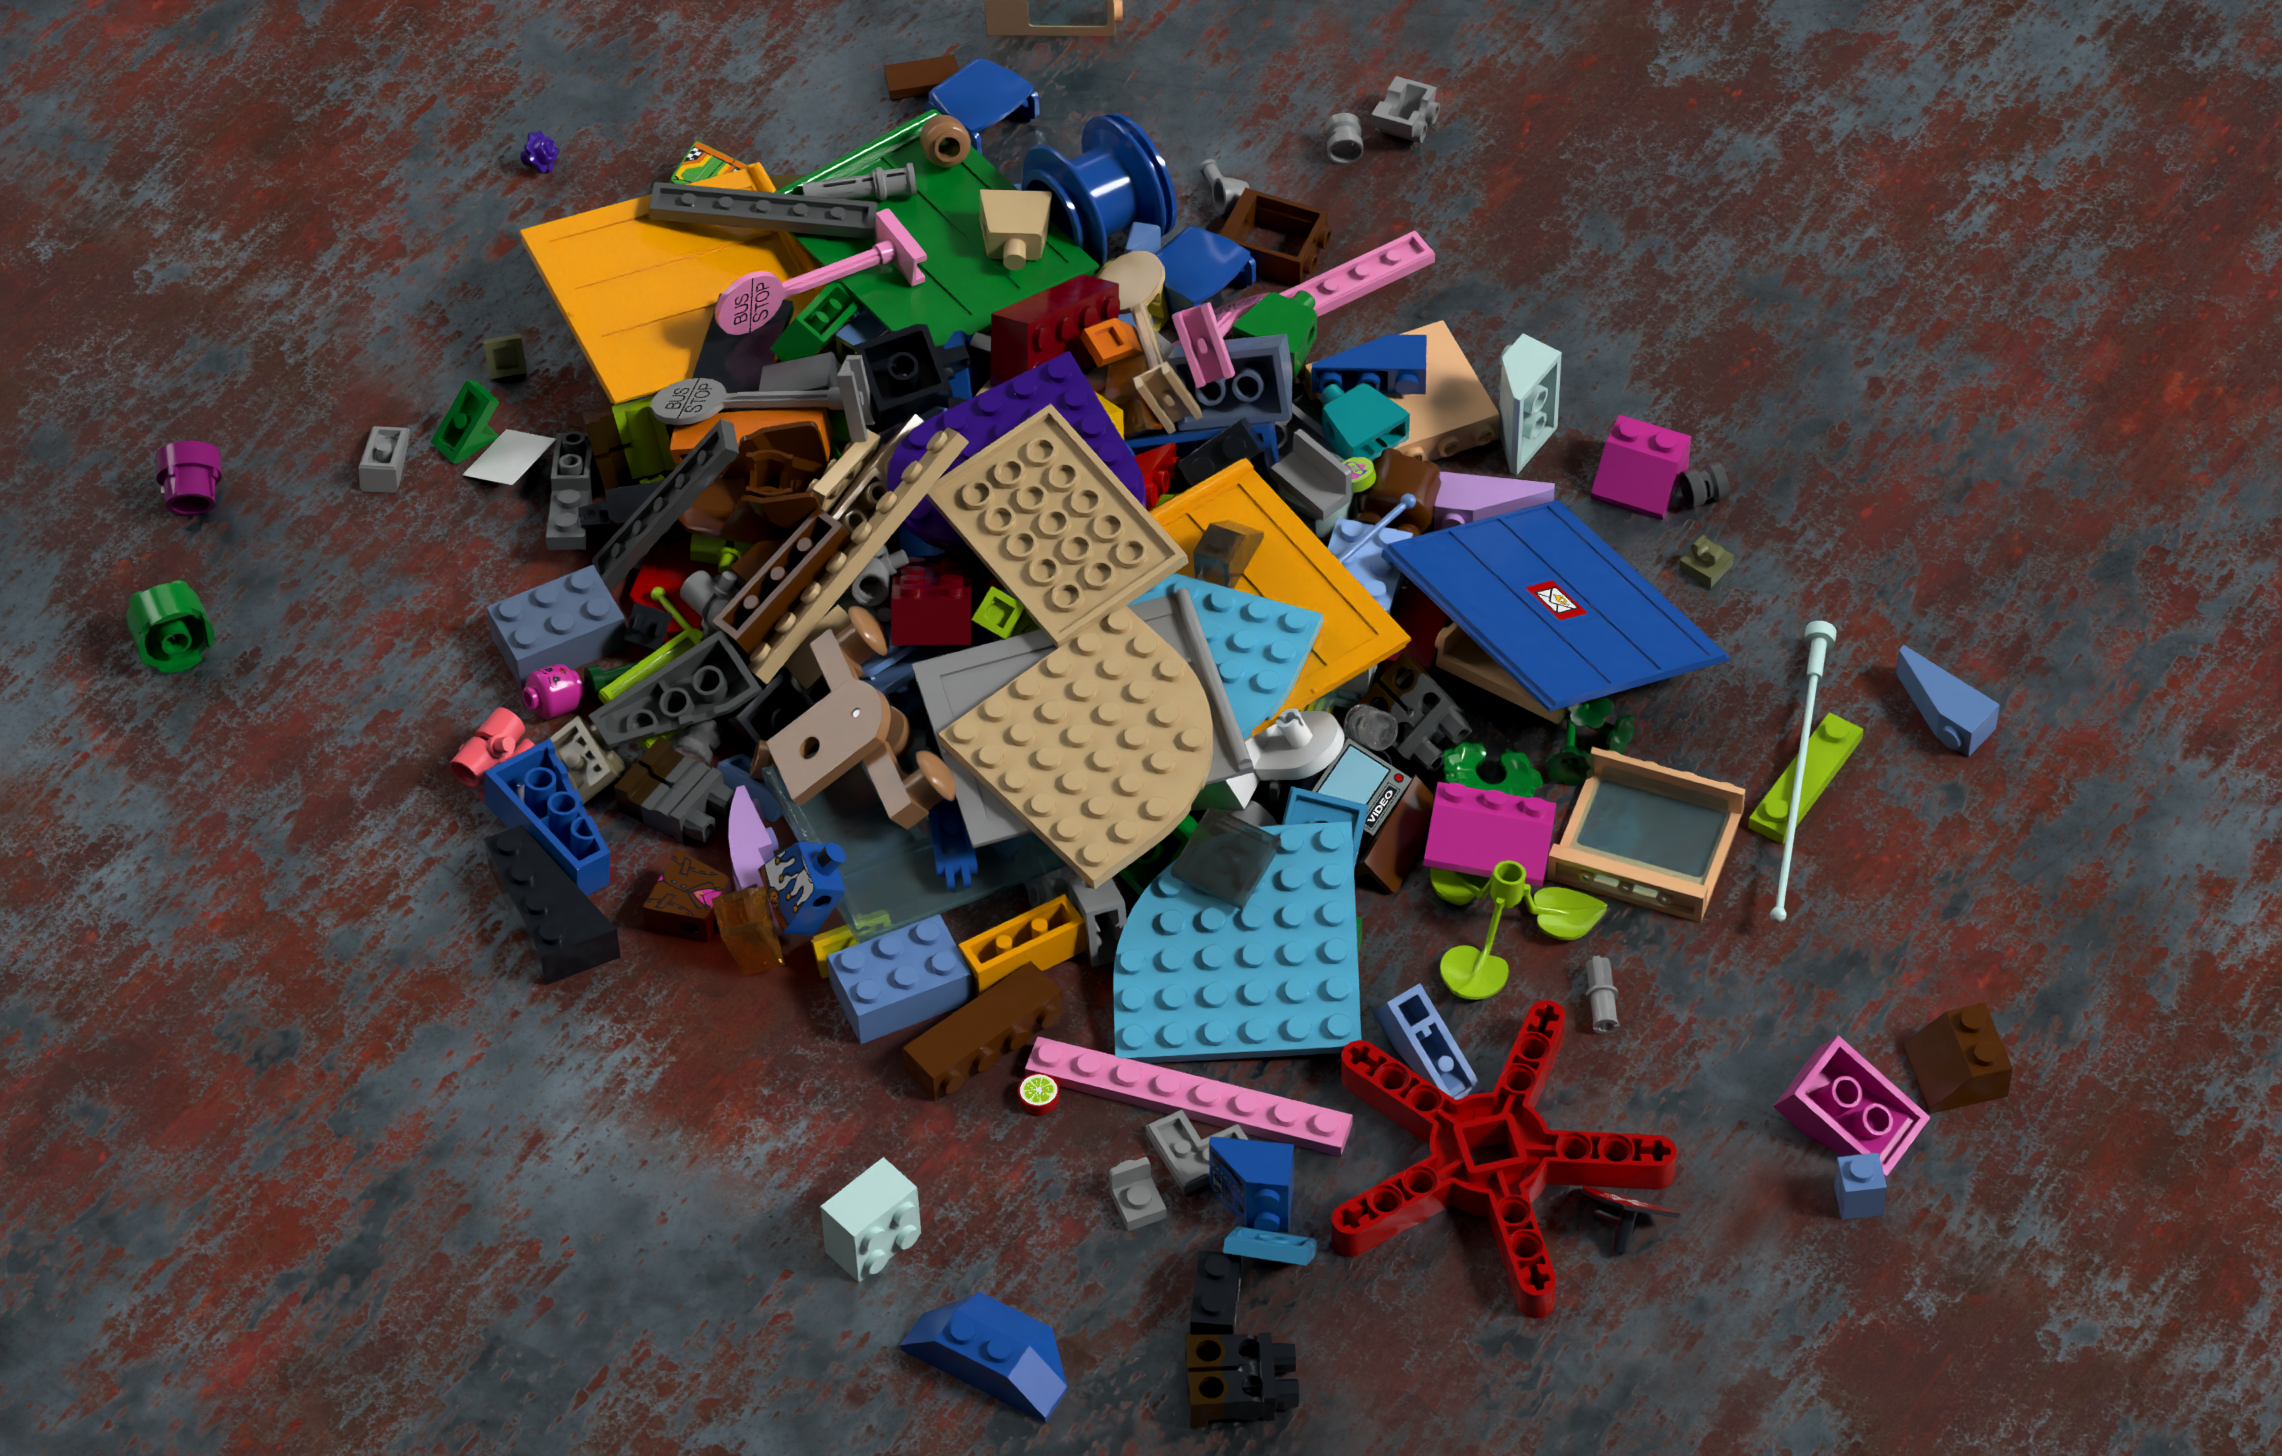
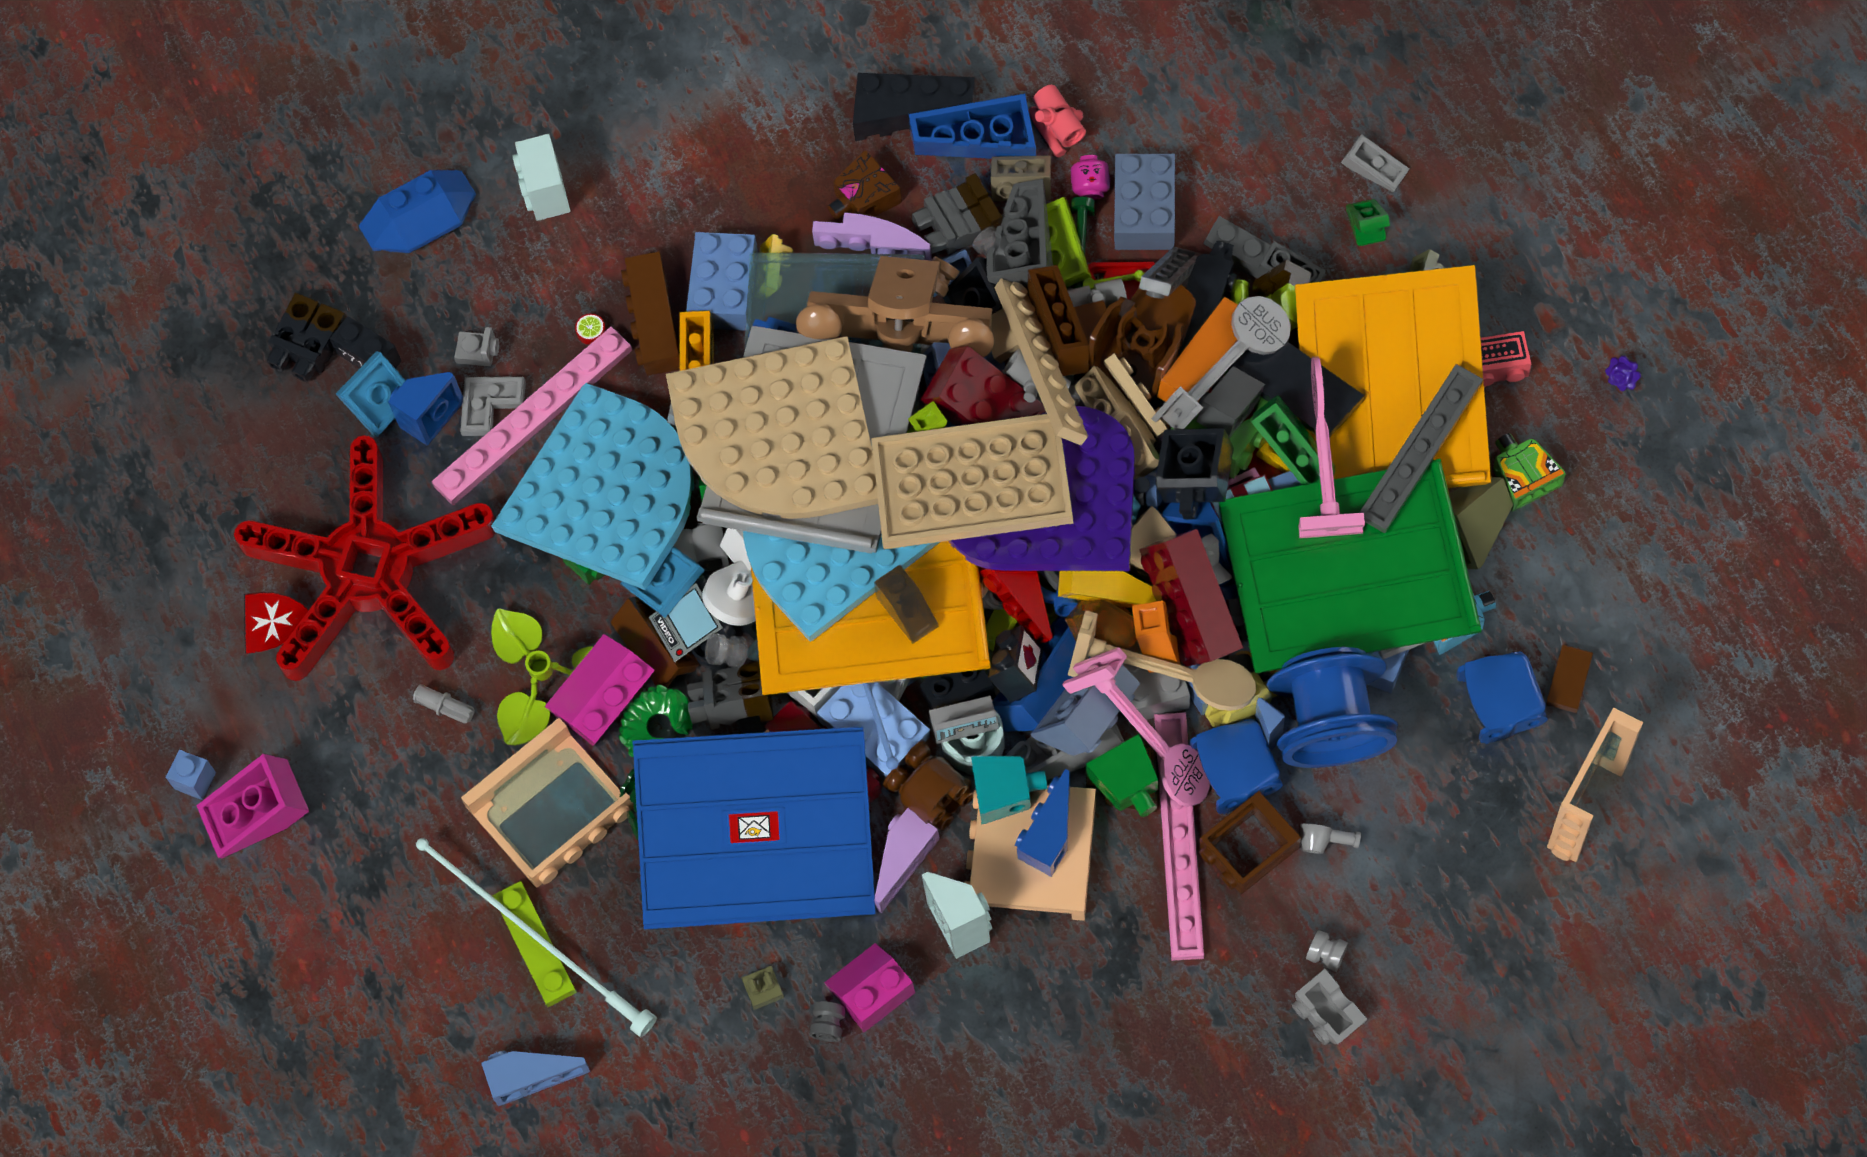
camera: 125 degrees right, 15 degrees up
(188, 476) = (1409, 27): magenta piece -> none
(509, 457) = (1325, 236): white sticker -> none
(647, 627) = (1104, 248): black tile -> none
(749, 929) = (809, 199): clear orange slope -> none
(804, 885) = (809, 236): blue torso -> none
(879, 184) = (1410, 542): light grey pin -> none
(955, 144) = (1428, 608): medium nougat head -> none
(1014, 225) = (1312, 616): tan torso -> none
(1226, 857) = (661, 490): clear smoke tile -> none
(1362, 473) = (950, 752): lime tile -> none
(1426, 1043) = (471, 569): medium blue slope -> none
(1959, 1060) = (242, 900): reddish brown slope -> none

